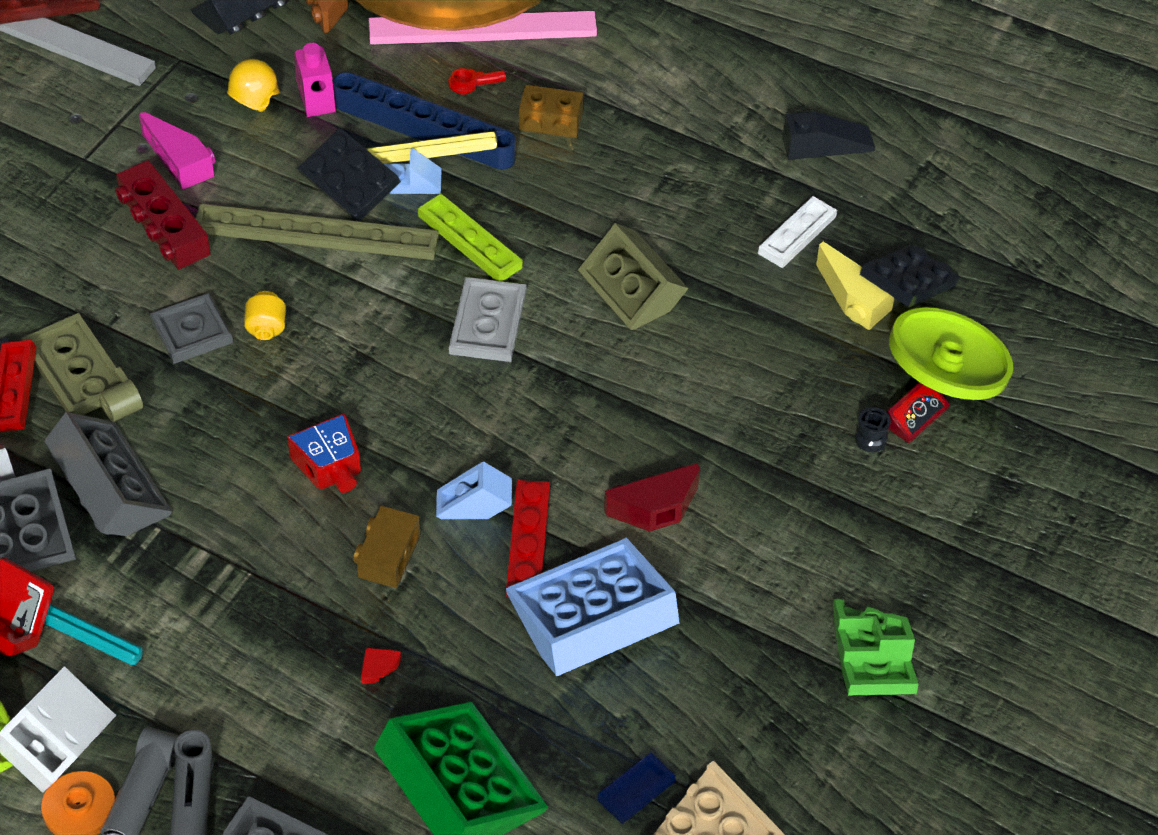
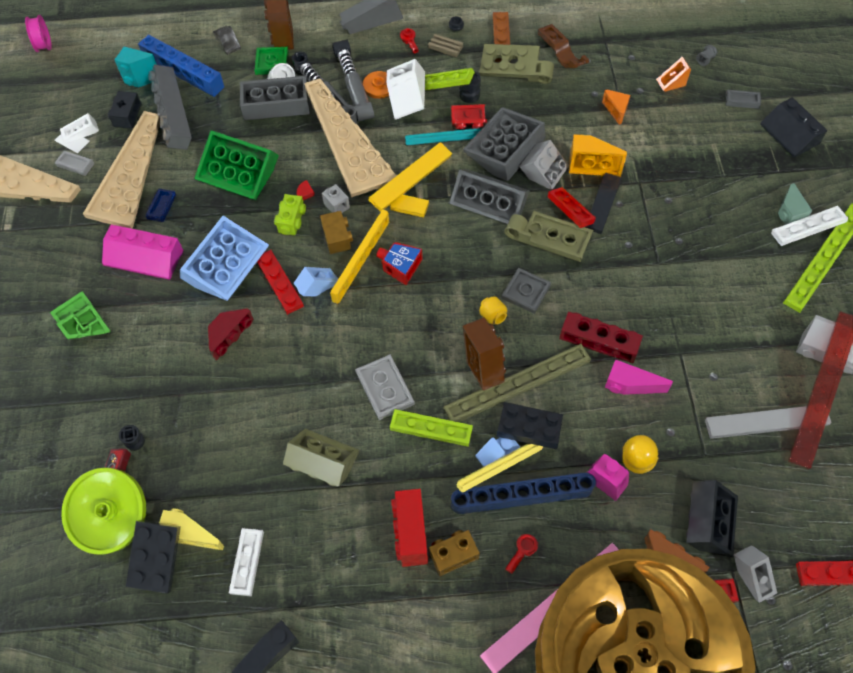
camera: 150 degrees right, 10 degrees up
(192, 573) = (410, 177): none -> yellow tile
(235, 541) = (410, 205): none -> yellow tile
(246, 669) = (355, 156): none -> tan wing
(338, 239) = (484, 353): none -> reddish brown brick
(344, 607) = (335, 199): none -> light grey brick
(383, 492) = (360, 257): none -> yellow tile
(435, 626) = (290, 214): none -> lime brick
(582, 142) = (409, 528): none -> red brick
(716, 706) = (141, 251): none -> dark pink slope

